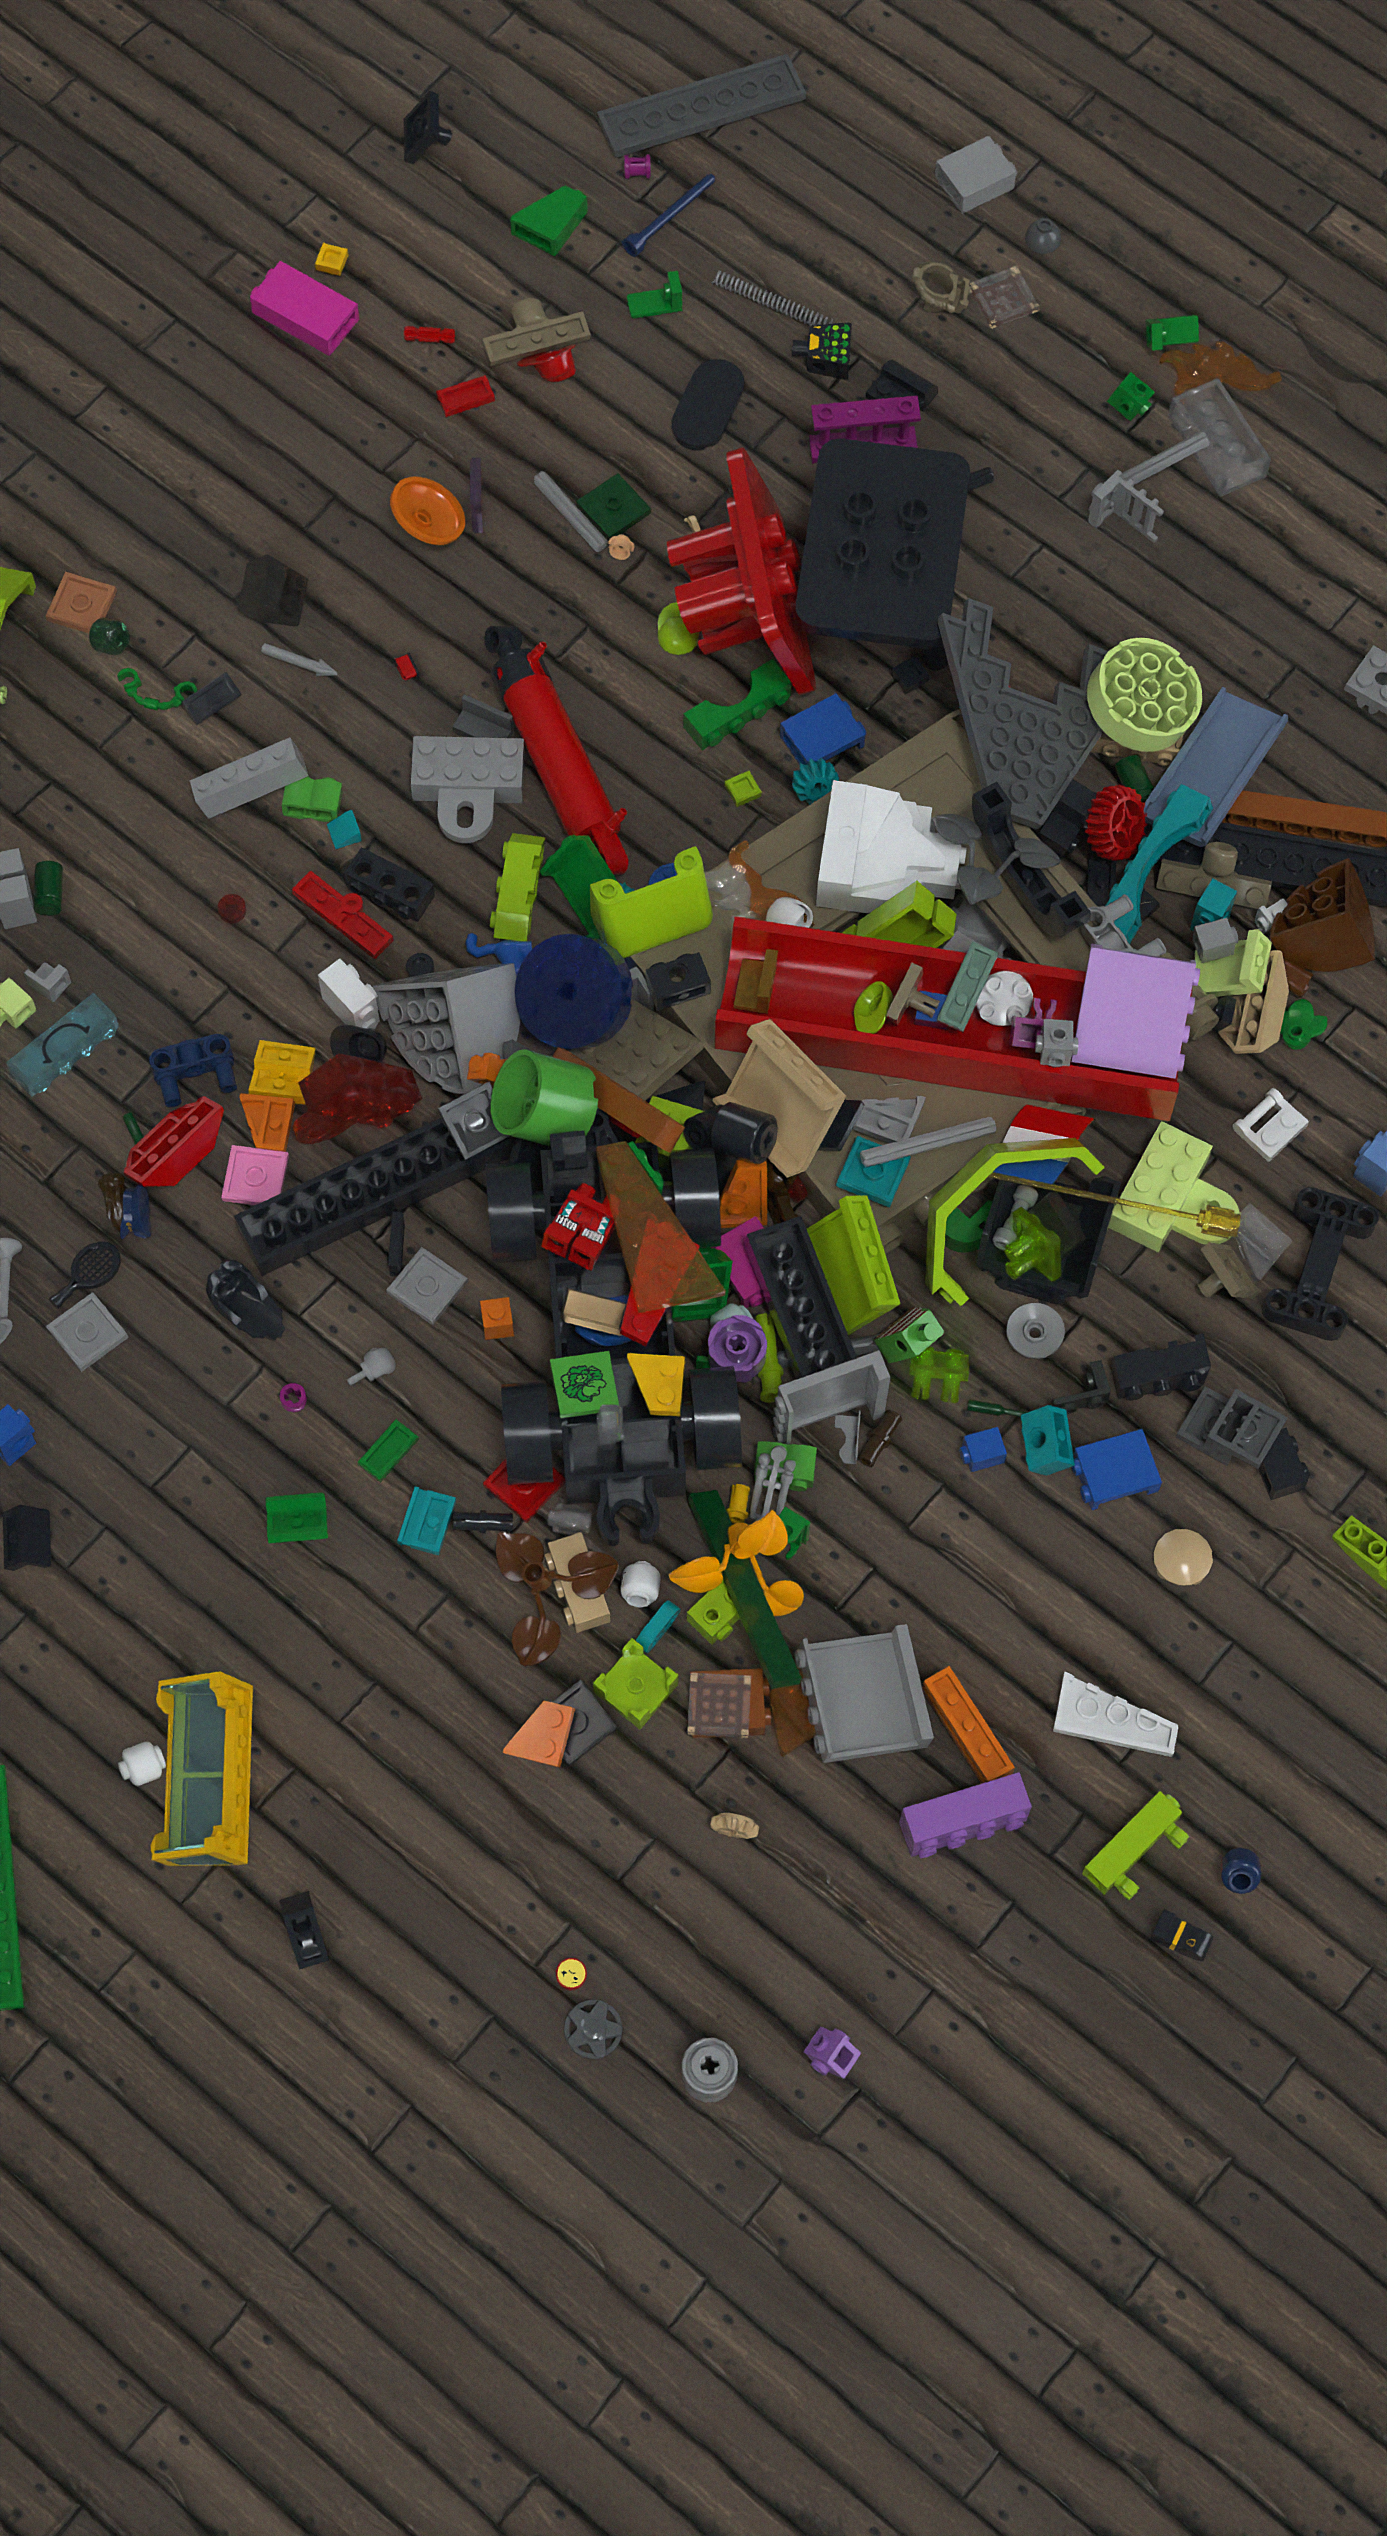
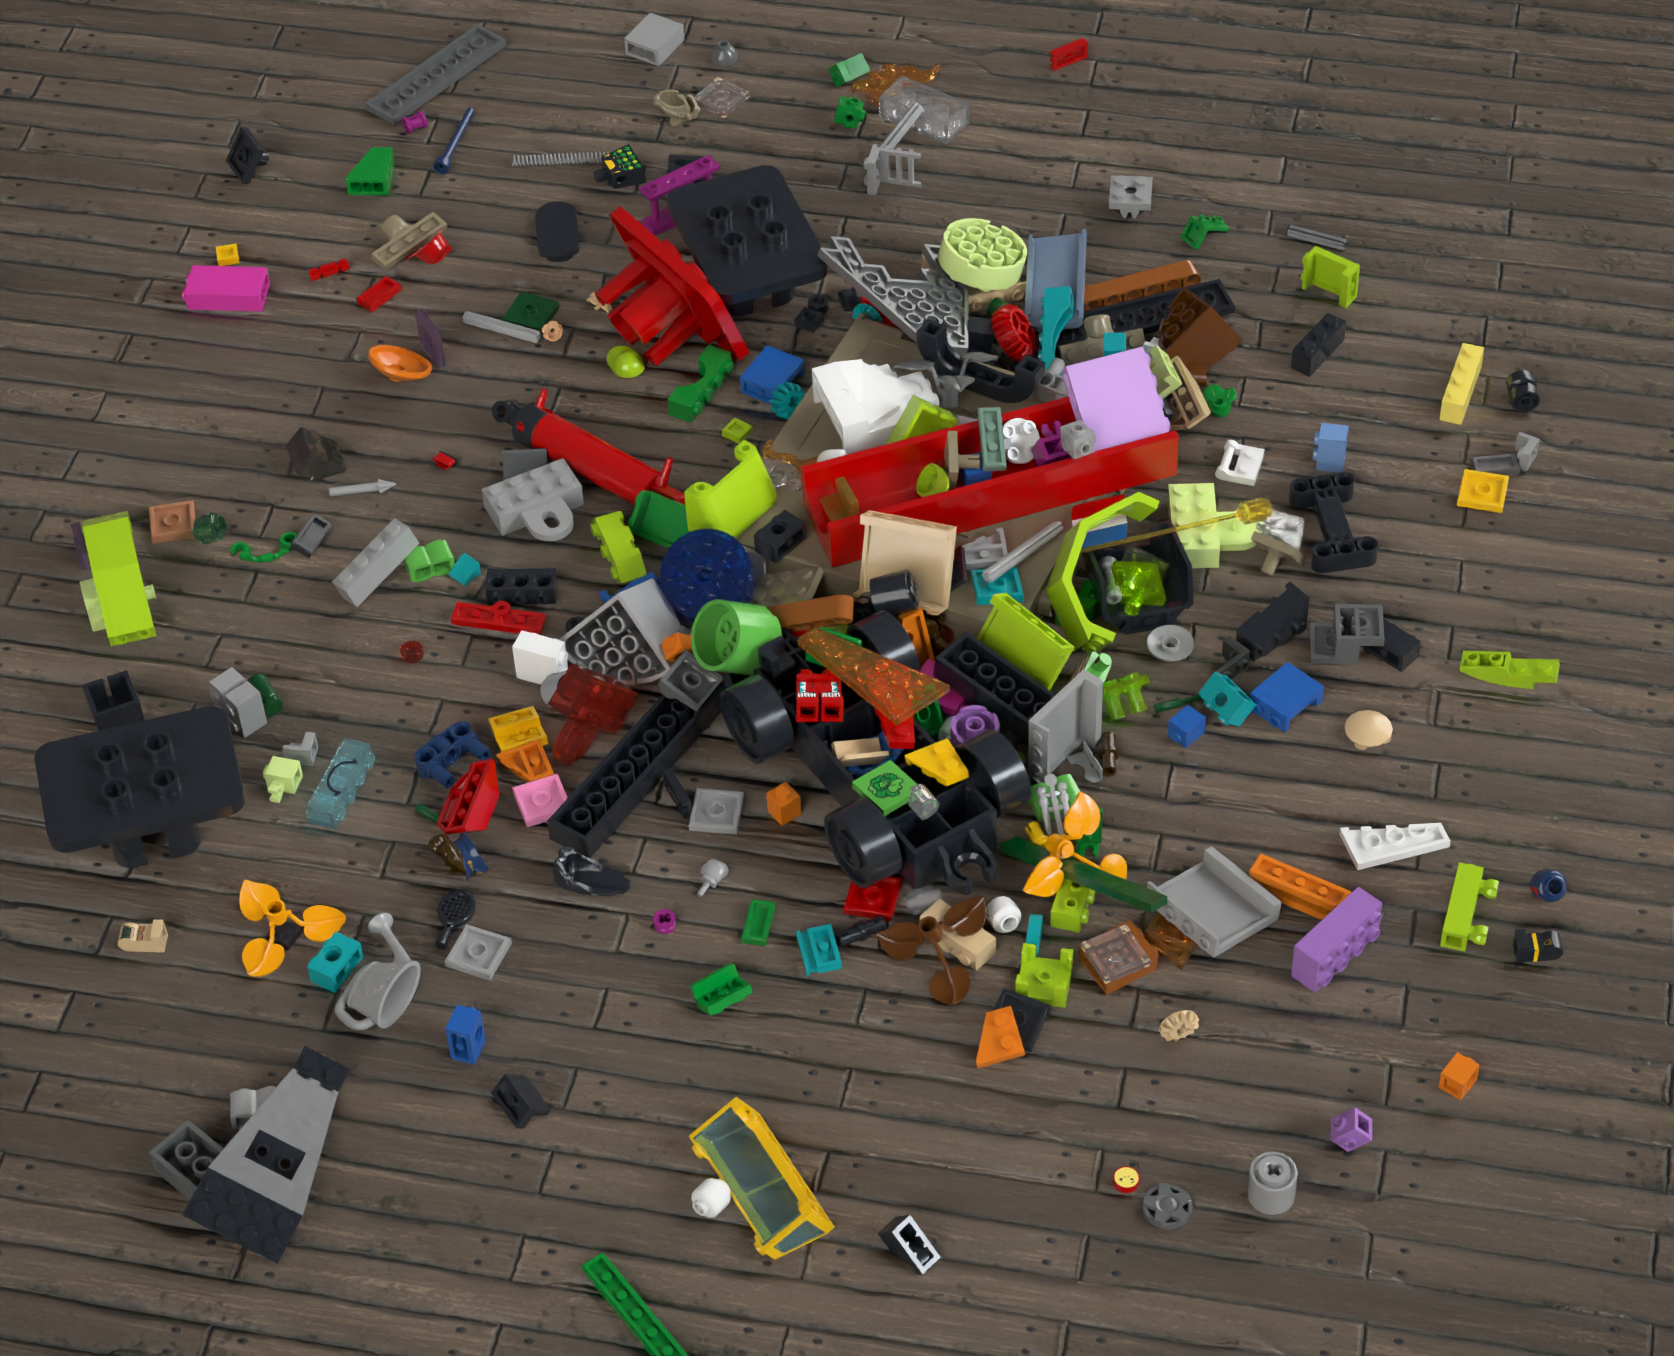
camera: 25 degrees left, 20 degrees down
(657, 301) = (488, 185): green bracket -> none
(991, 2048) = (1459, 1076): none -> orange brick

